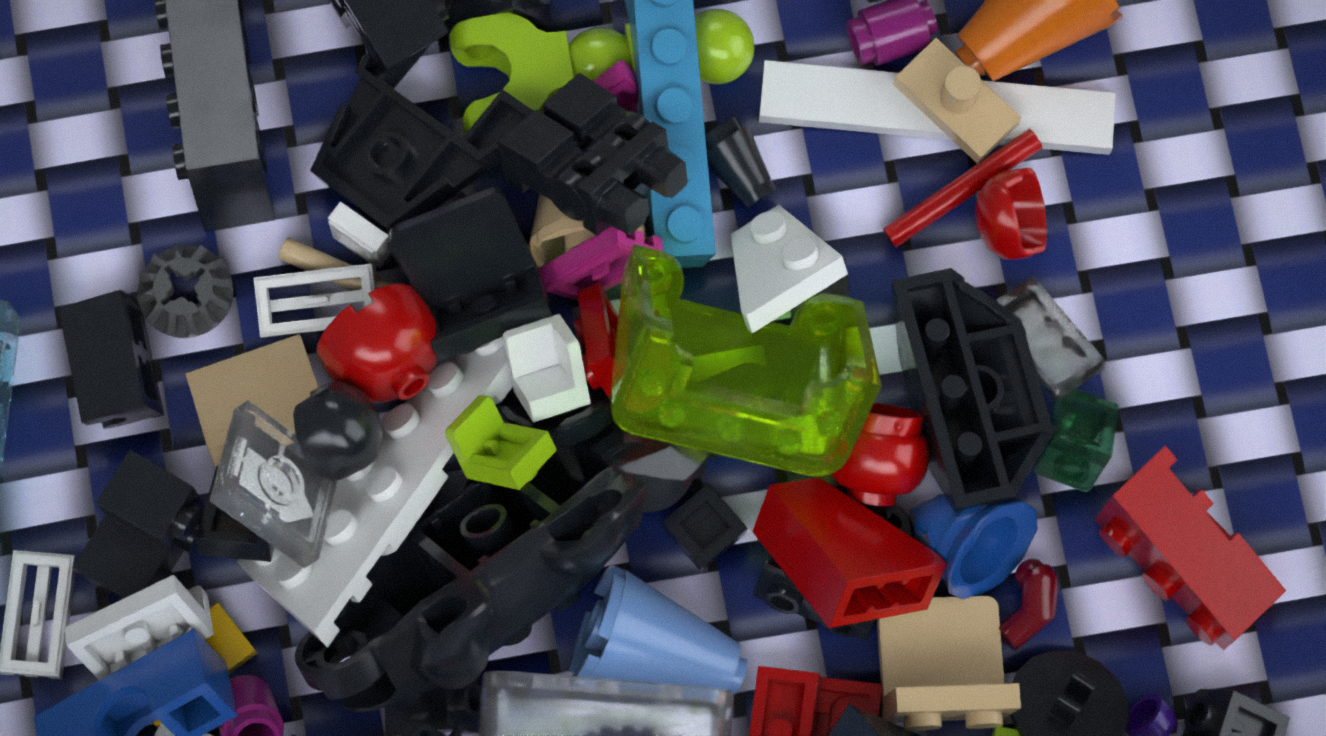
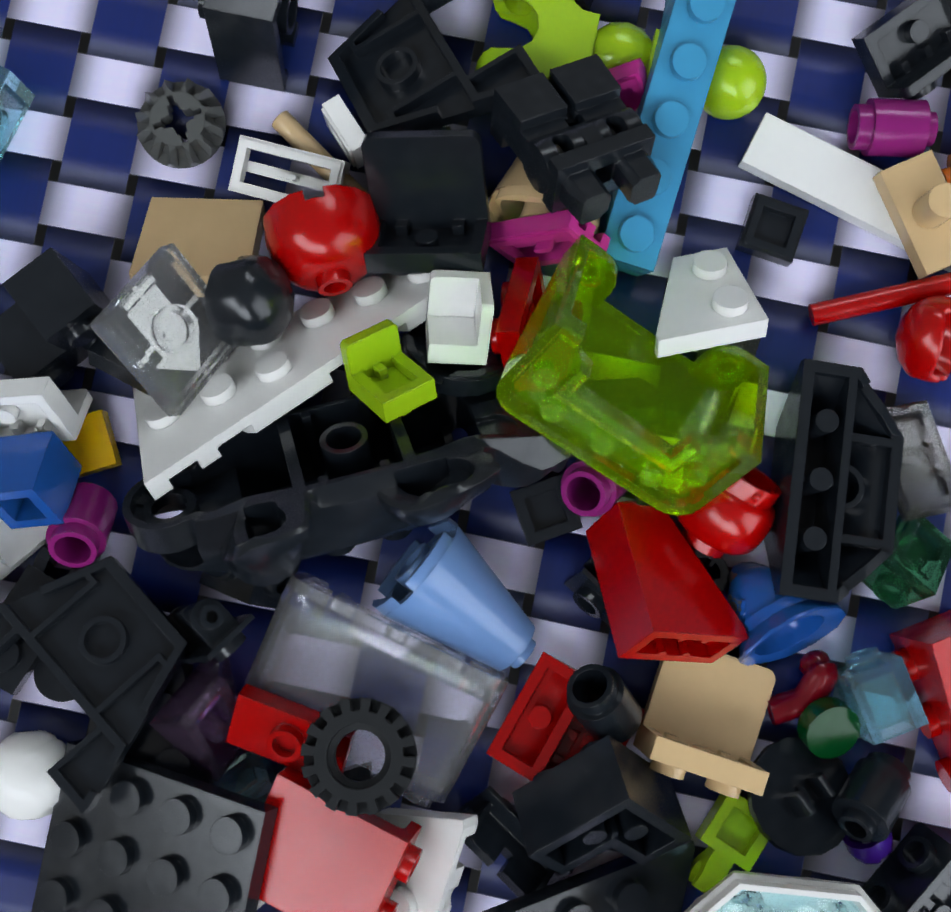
camera: 25 degrees right, 10 degrees up
(111, 360) = (90, 160): black hinge -> none
(738, 162) = (706, 195): black cone -> none
(739, 484) = (588, 491): none -> magenta brick
(817, 170) = (772, 230): none -> black tile
(833, 680) = (603, 703): none -> black brick
(1066, 628) = (828, 727): none -> dark green tile
(1101, 577) = (880, 694): none -> clear light blue brick
(1134, 676) = (872, 797): none -> black brick

